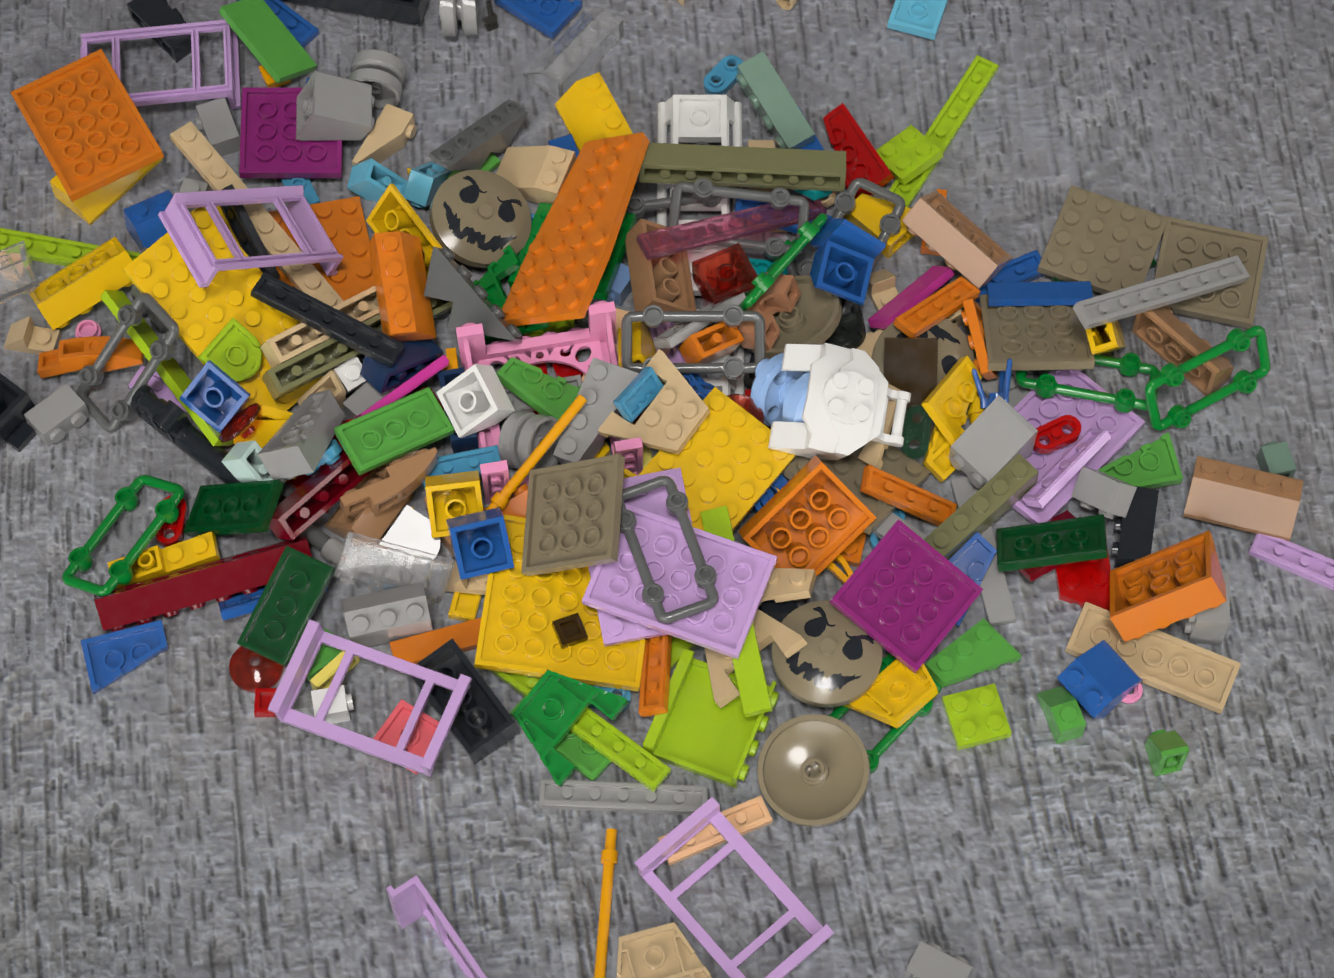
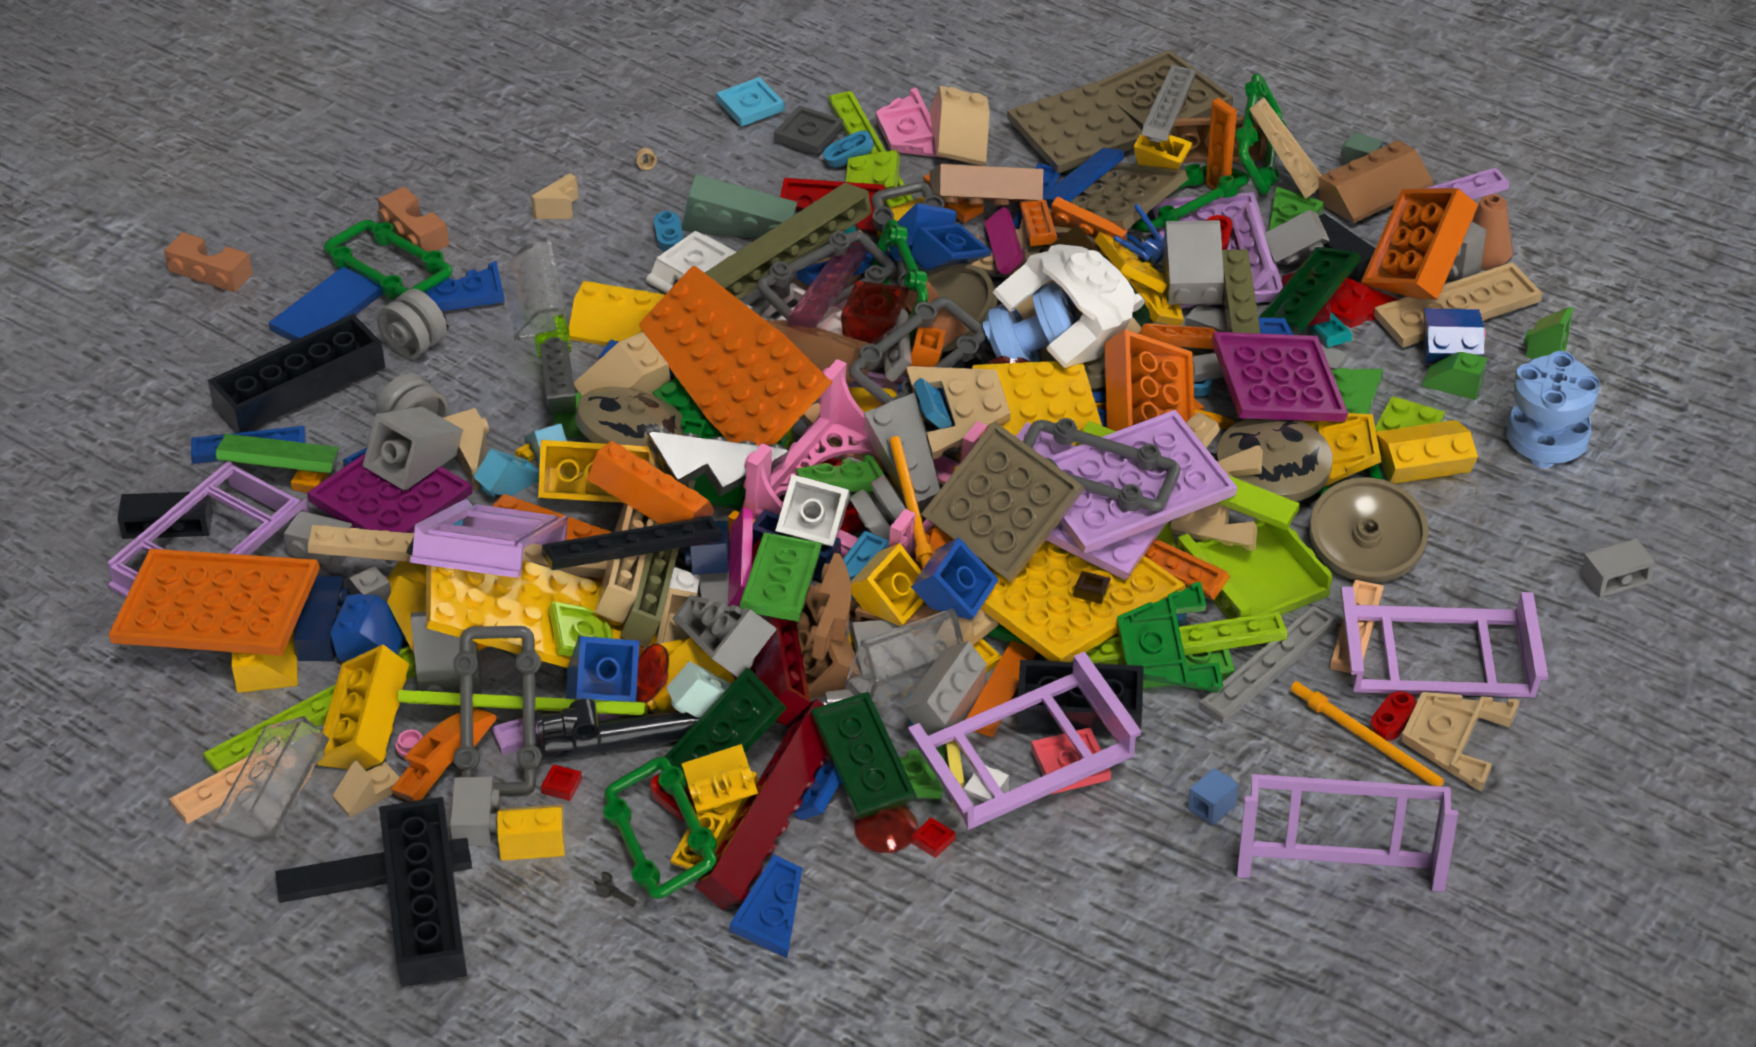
camera: 50 degrees left, 20 degrees down
(63, 546) = (608, 889): none -> clear smoke hand
(72, 458) = (531, 832): none -> yellow slope
(131, 443) = (561, 782): none -> red tile
(156, 178) = (317, 618): none -> dark blue brick
(185, 537) = (719, 778): none -> yellow hinge
(450, 853) = (1213, 796): none -> medium blue brick
(539, 100) = (561, 331): none -> clear neon green panel
(641, 916) = (1396, 711): none -> red plate
(921, 116) = (854, 145): none -> dark azure plate
(922, 73) = (808, 130): none -> dark grey plate
(945, 747) = (1426, 451): none -> yellow slope
(992, 134) = (907, 125): none -> bright pink wing
(1018, 169) = (960, 125): none -> tan slope
(1027, 593) = (1331, 332): none -> teal plate
(1060, 811) = (1552, 409): none -> light blue piece
(1145, 363) = (1220, 142): none -> orange tile
(1201, 415) = (1290, 152): none -> tan wing
(1251, 628) = (1493, 216): none -> nougat cone

